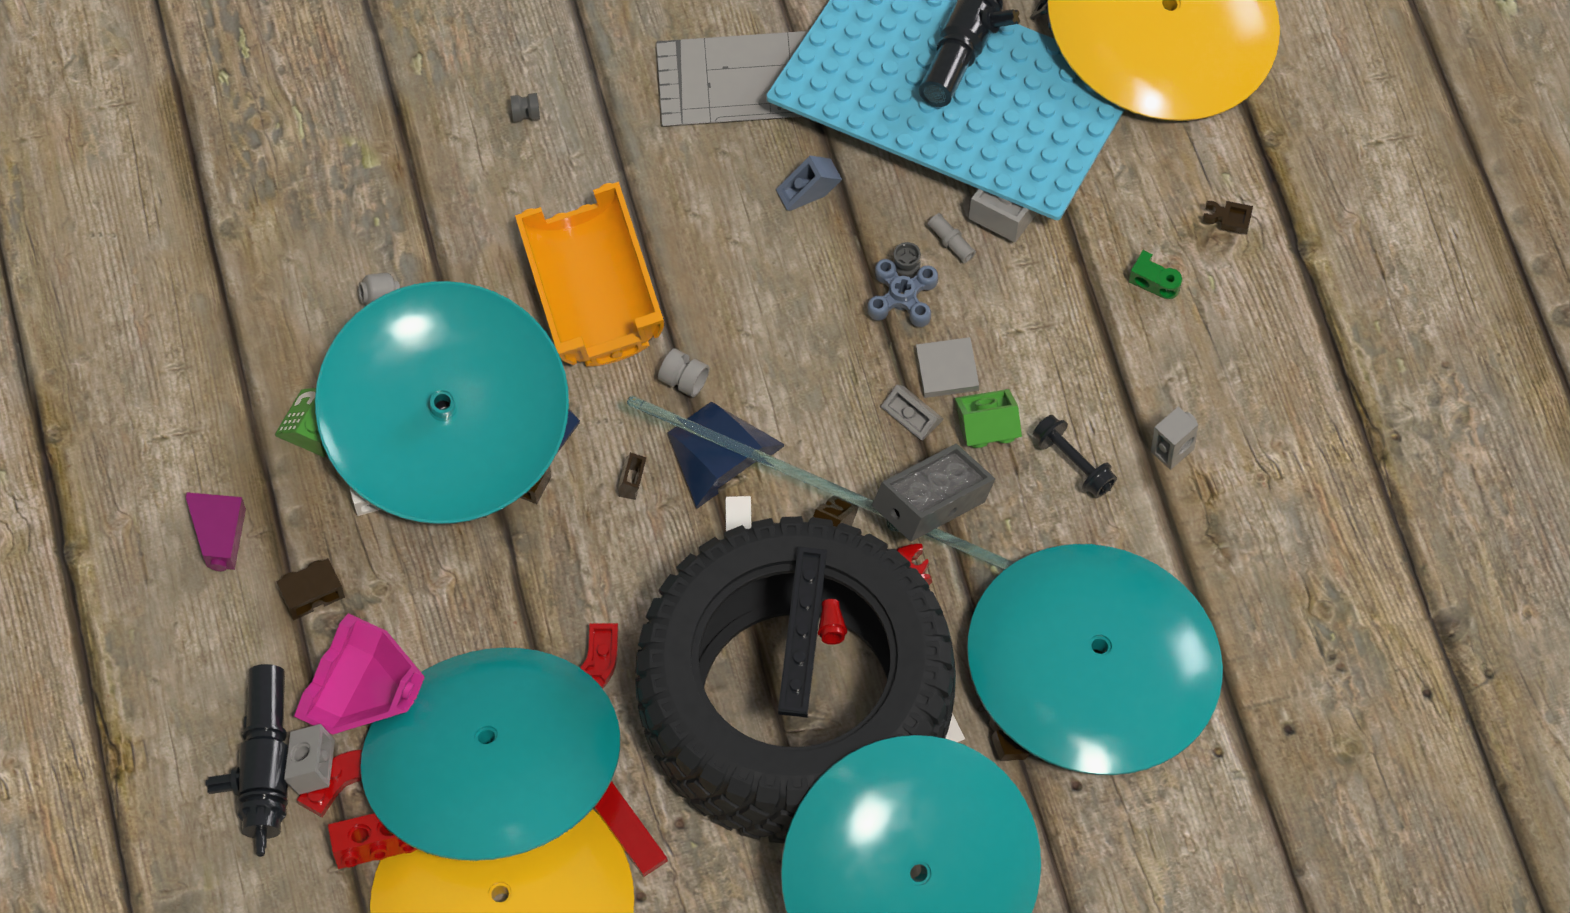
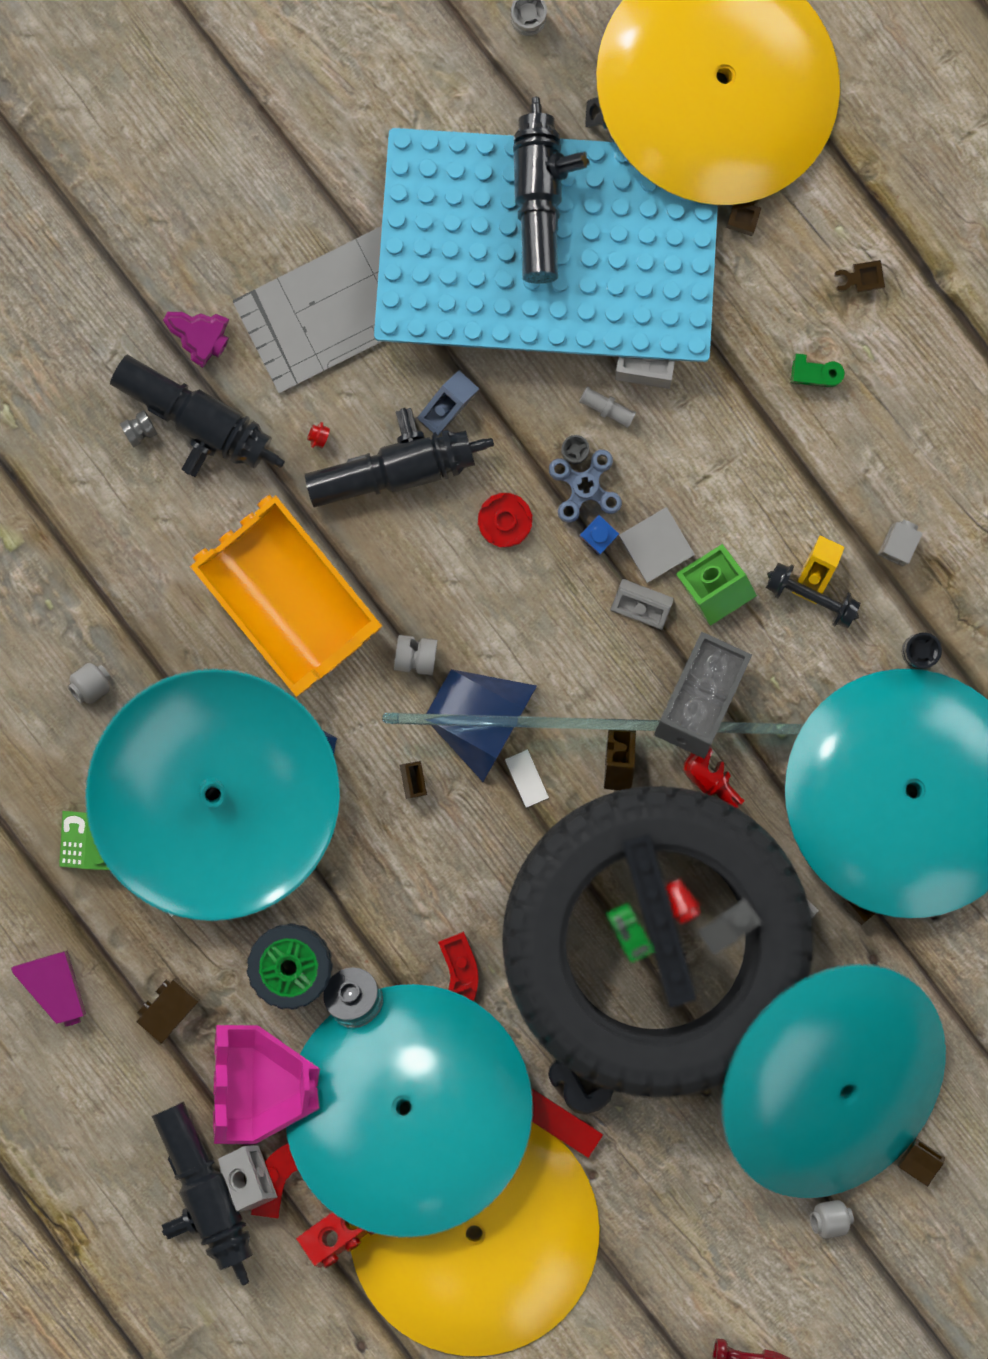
camera: 25 degrees left, 25 degrees up
(441, 588) = (284, 988): none -> wheel
(486, 638) = (353, 997): none -> piece
(581, 112) = (196, 415): none -> black piece
(615, 56) = (199, 334): none -> magenta rock
(657, 815) = (574, 1092): none -> black animal
(681, 168) = (318, 435): none -> red plate
(739, 214) = (397, 466): none -> black piece
(769, 629) = (629, 933): none -> green leg
(817, 298) = (505, 520): none -> red tile
(866, 660) = (729, 927): none -> dark grey slope
(897, 335) = (599, 535): none -> blue brick
(1091, 434) = (820, 565): none -> yellow slope
(1143, 130) = (744, 218): none -> dark brown plate
(1158, 539) = (921, 650): none -> black wheel

